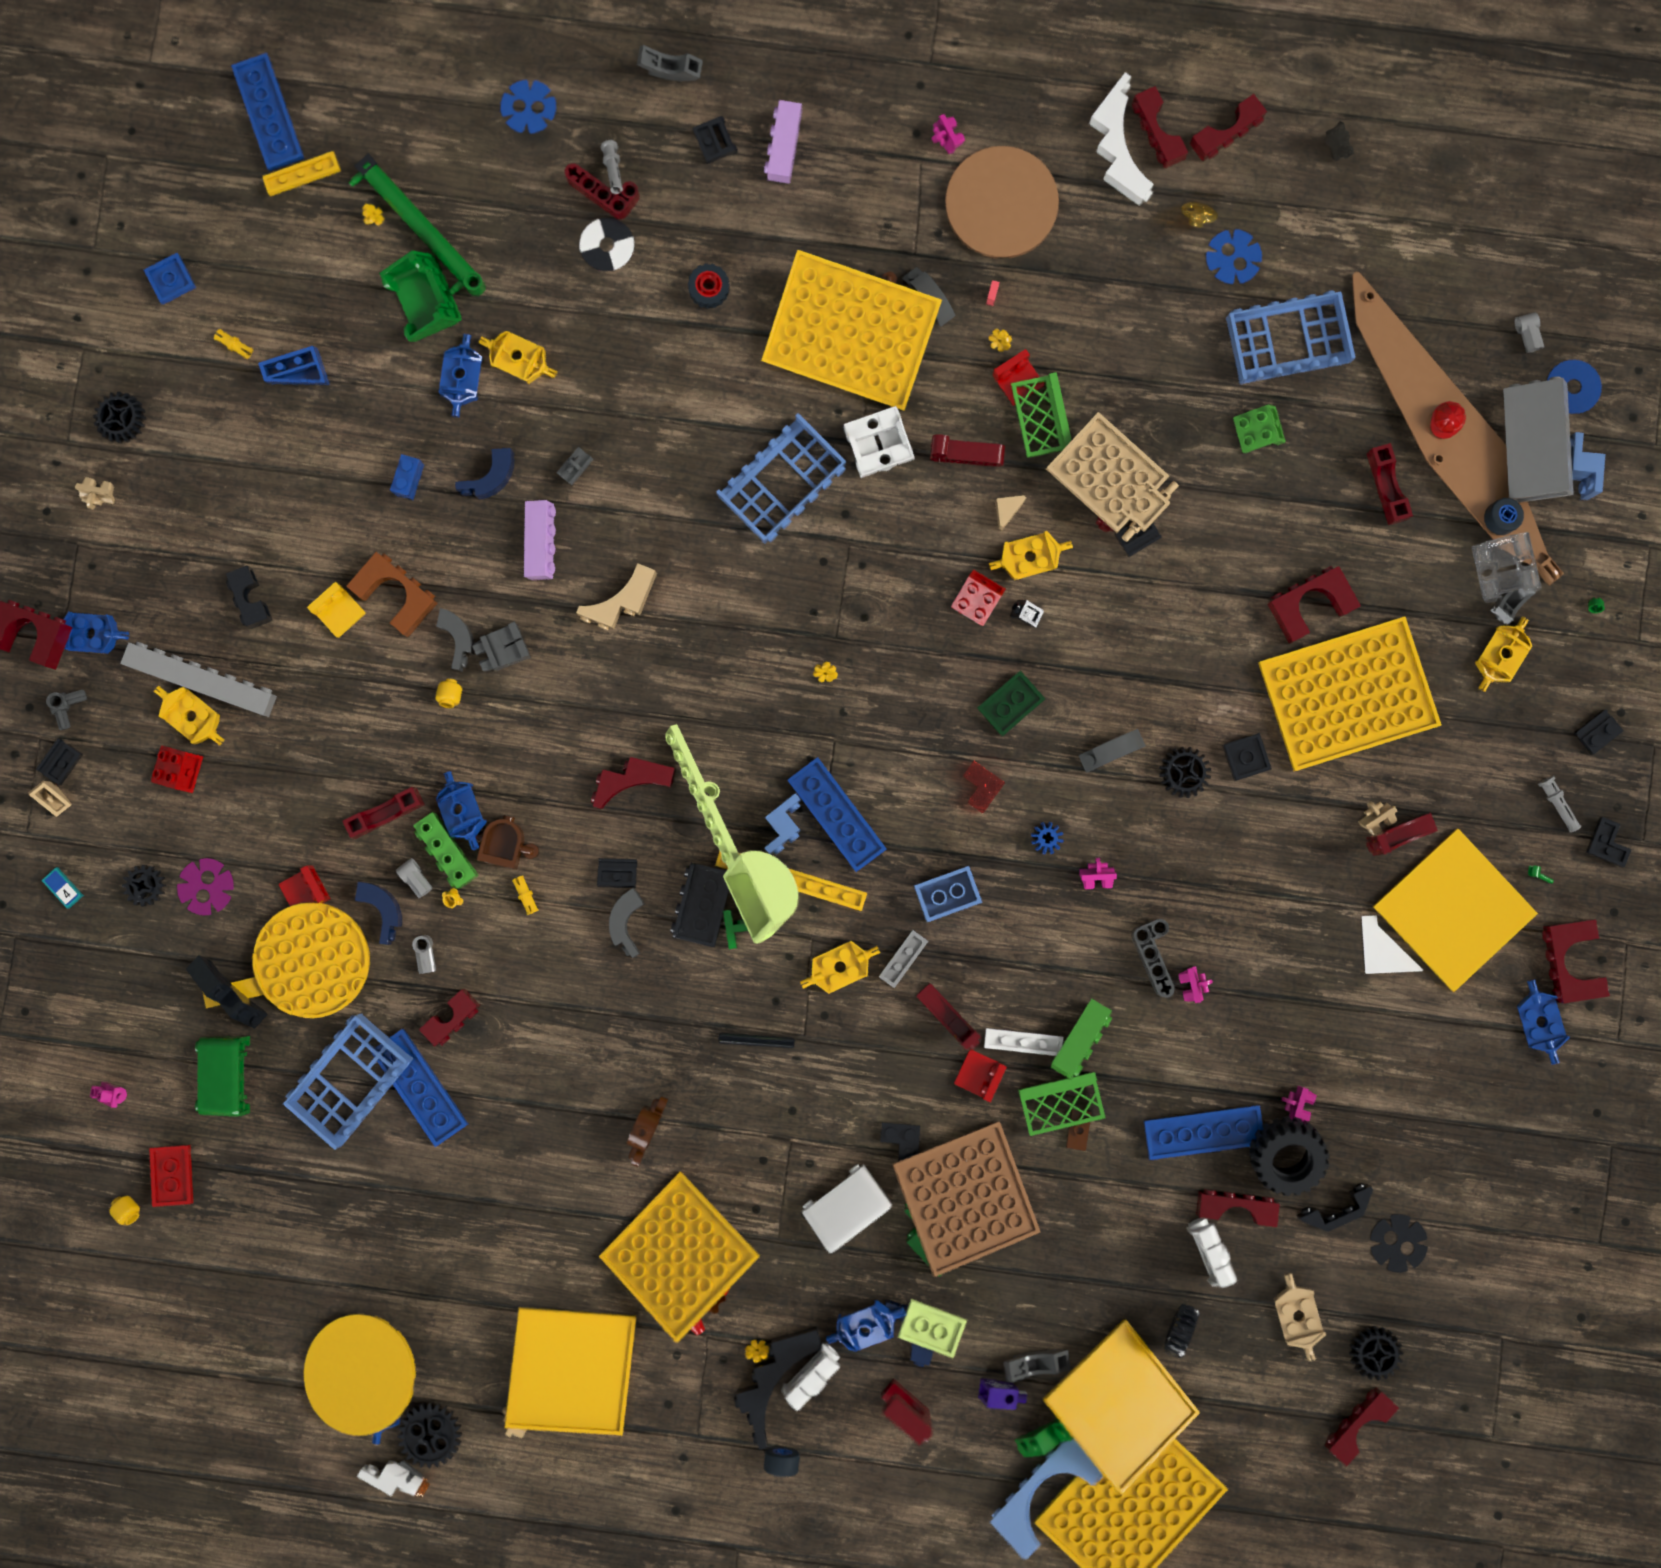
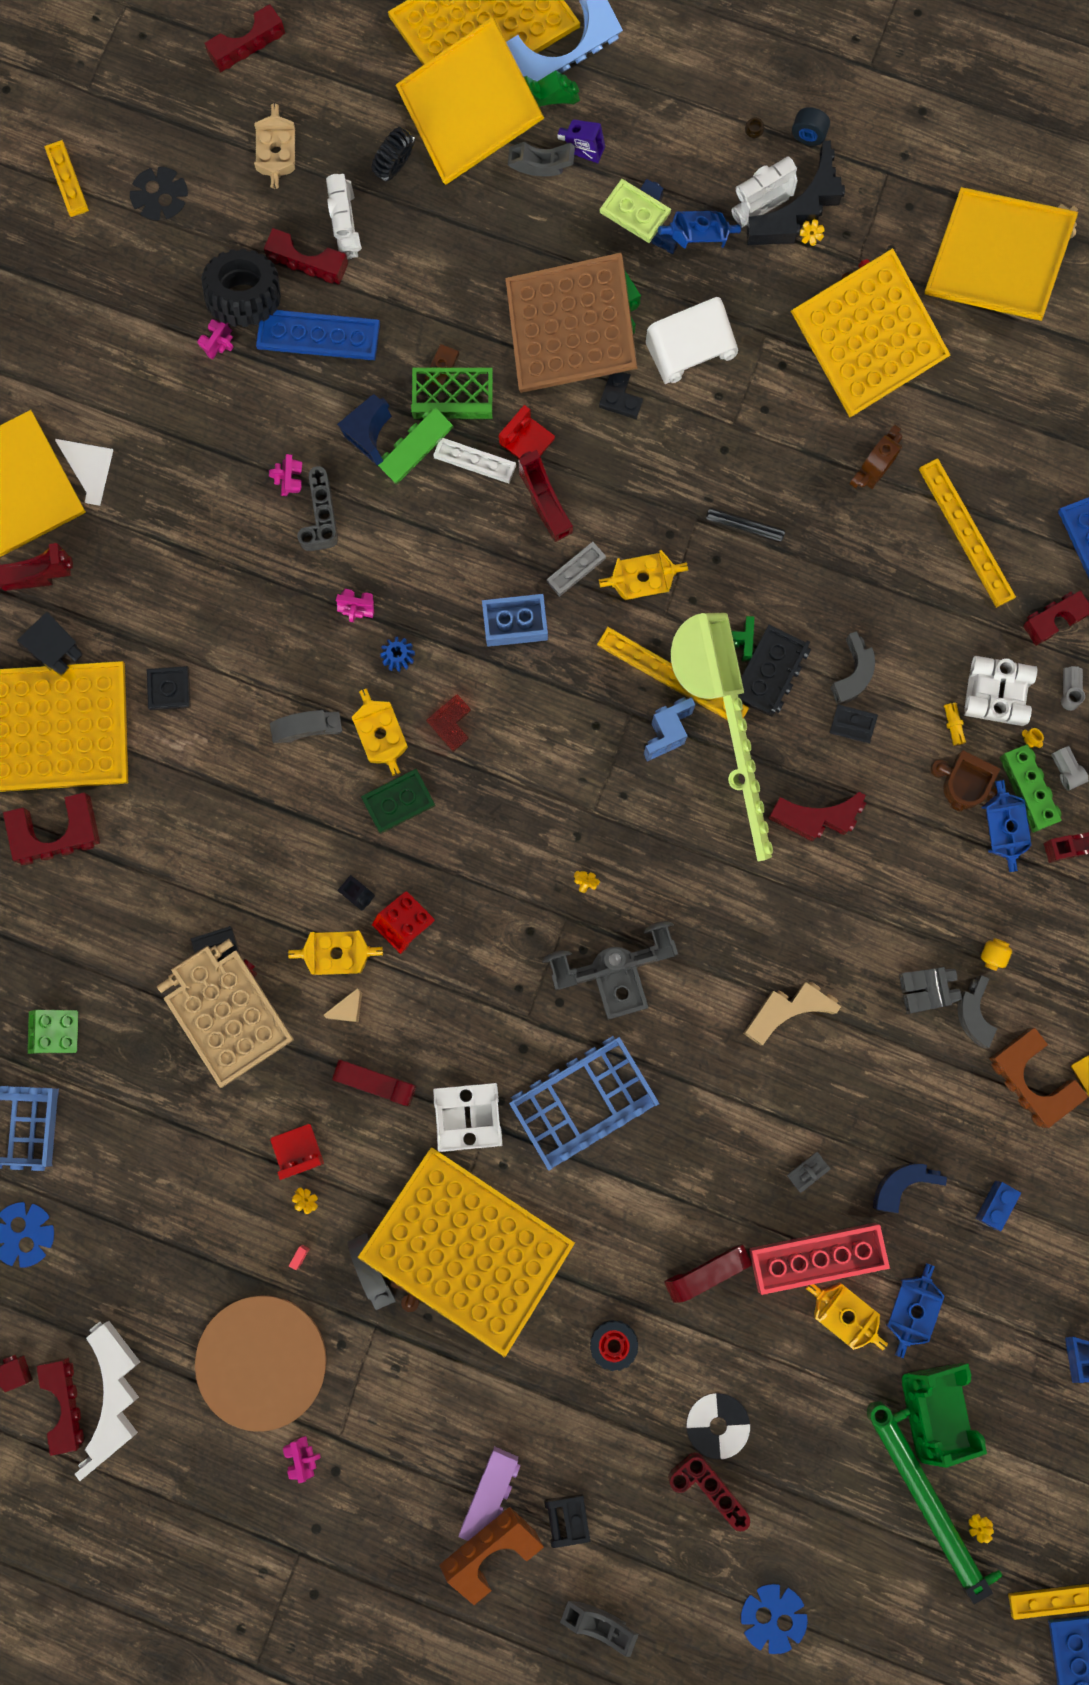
camera: 170 degrees left, 5 degrees down
(504, 930) = (985, 685): none -> white piece
(539, 540) = (865, 1098): lavender brick -> none
(549, 1082) = (967, 533): none -> yellow tile
(551, 396) = (819, 1258): none -> coral brick
(611, 160) = (692, 1523): light grey pin -> none
(641, 361) = (707, 1275): none -> dark red beam
(762, 116) = (504, 1532): none -> dark orange arch
(782, 600) = (616, 969): none -> dark grey piece
(836, 1451) = (754, 127): none -> dark brown plate
(837, 814) = (609, 730): blue plate -> none
(907, 1412) = (676, 134): dark red arch -> none
(1040, 746) = (376, 716): none -> yellow plate
(1058, 414) = (263, 1104): bright green fence -> none
(1135, 1048) = (364, 424): none -> dark blue arch
(1177, 768) = (231, 693): black gear -> none
(1199, 216) = (46, 1288): clear yellow piece -> none
(1360, 1196) = (181, 240): black slope -> none
(1365, 767) = (50, 644): none -> black hips
(1377, 814) = (52, 597): tan hips -> none
(1392, 1354) = (206, 92): black gear -> none
(1492, 1236) = (66, 178): none -> yellow tile

